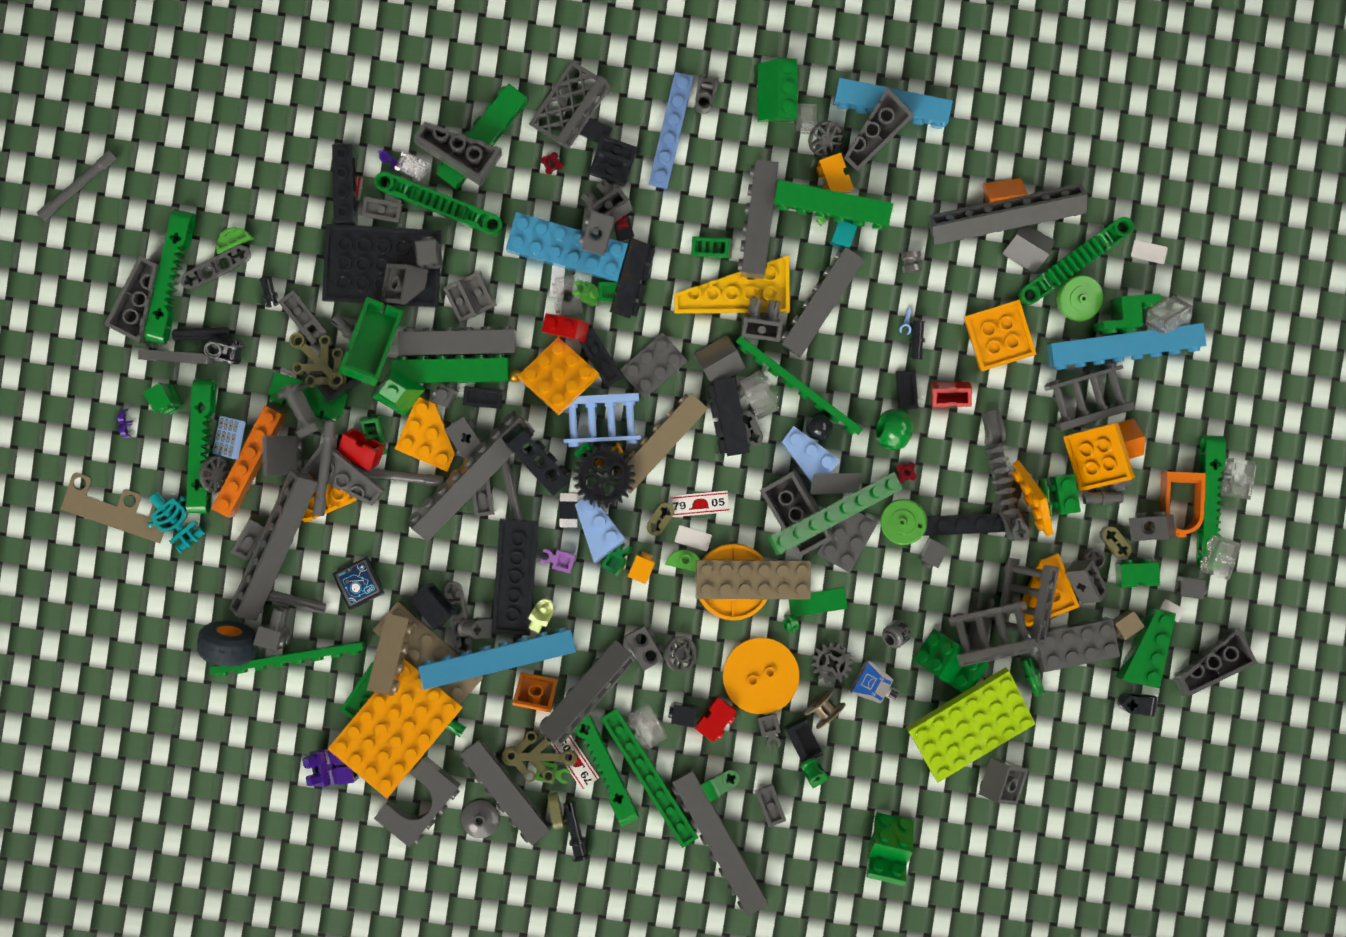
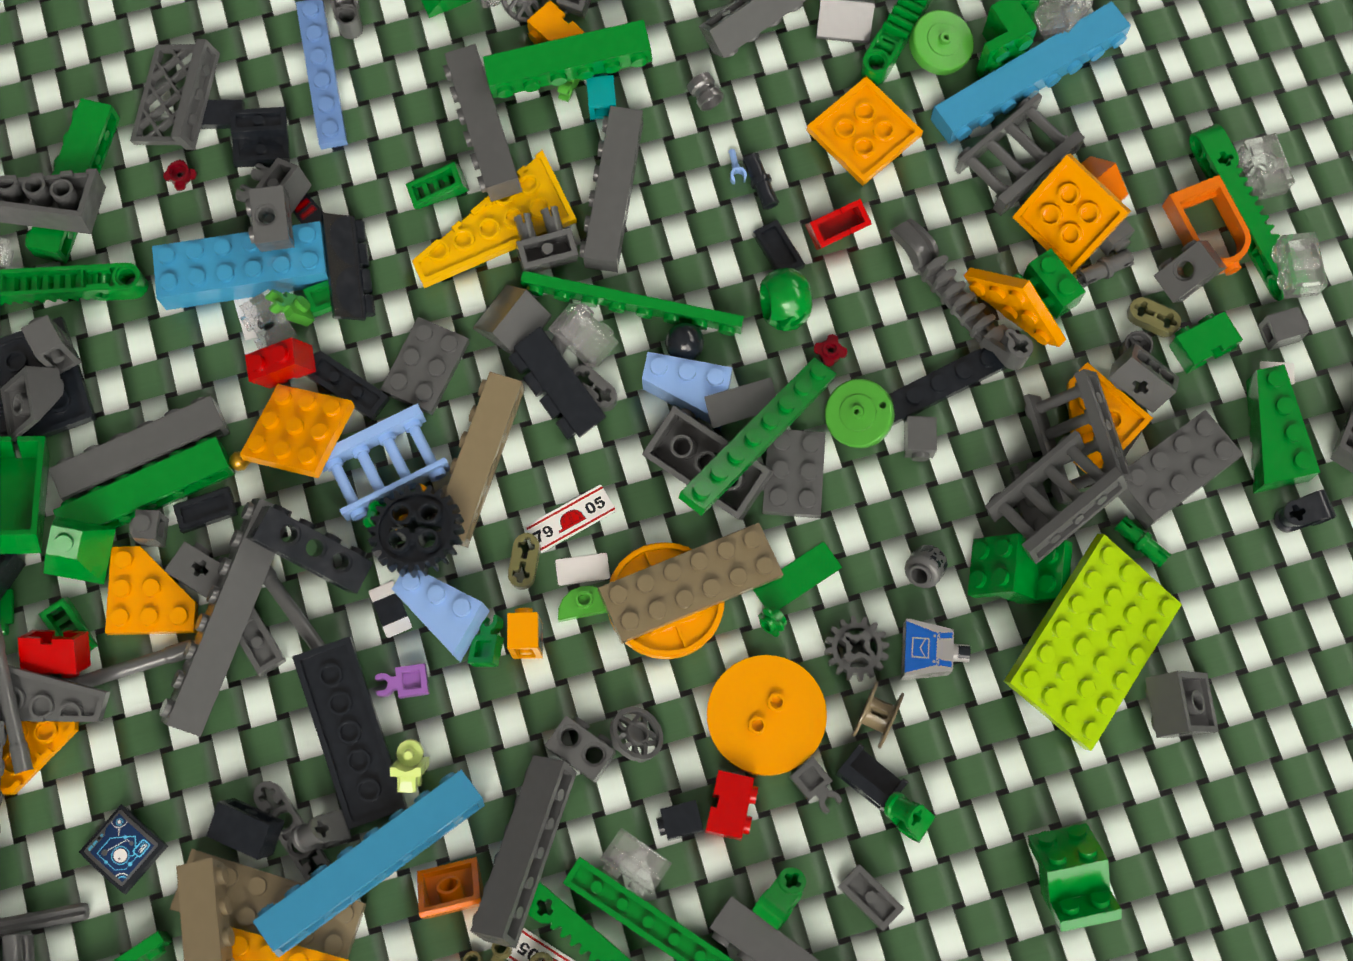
camera: 25 degrees left, 15 degrees down
(470, 296) = (135, 386): dark grey slope -> none
(1127, 624) = (1230, 411): dark tan brick -> none

